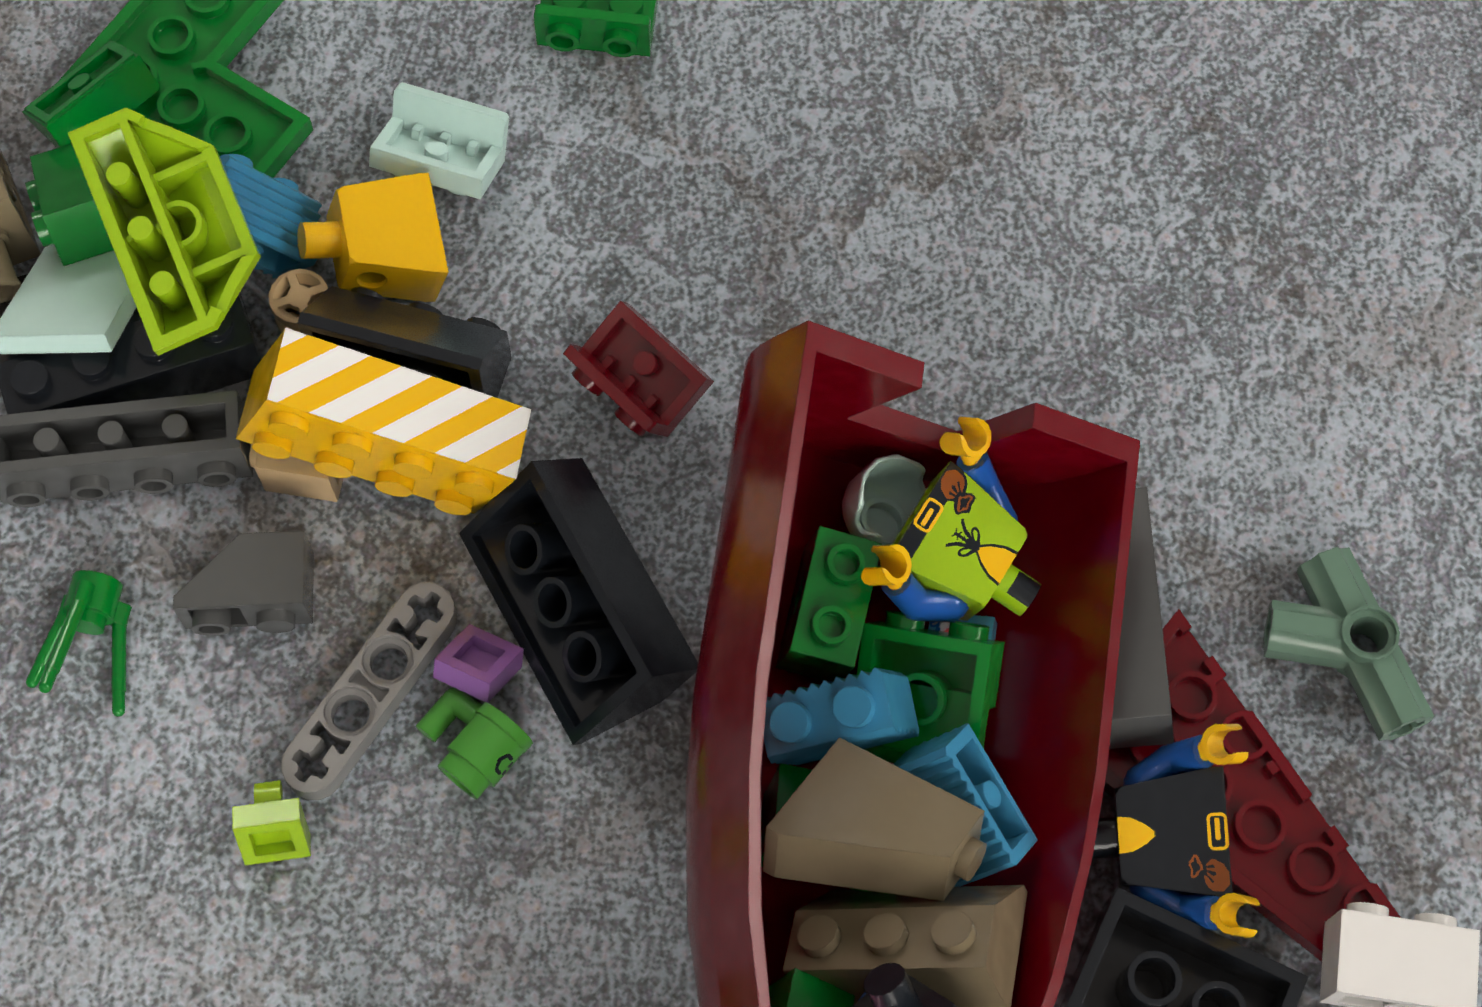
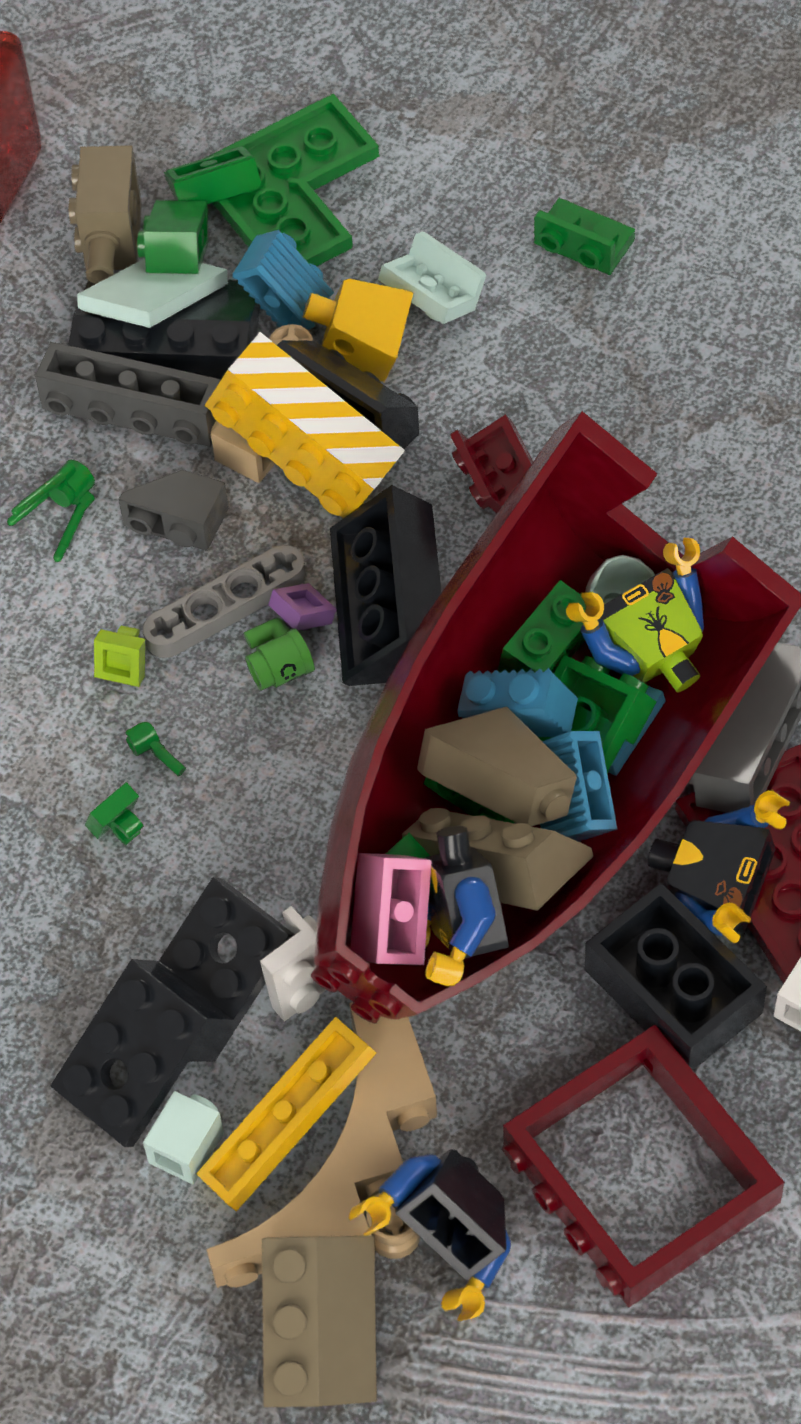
camera: 30 degrees right, 10 degrees down
(168, 223) = (220, 254): lime wedge -> none
(354, 930) = (144, 738): none -> green hand

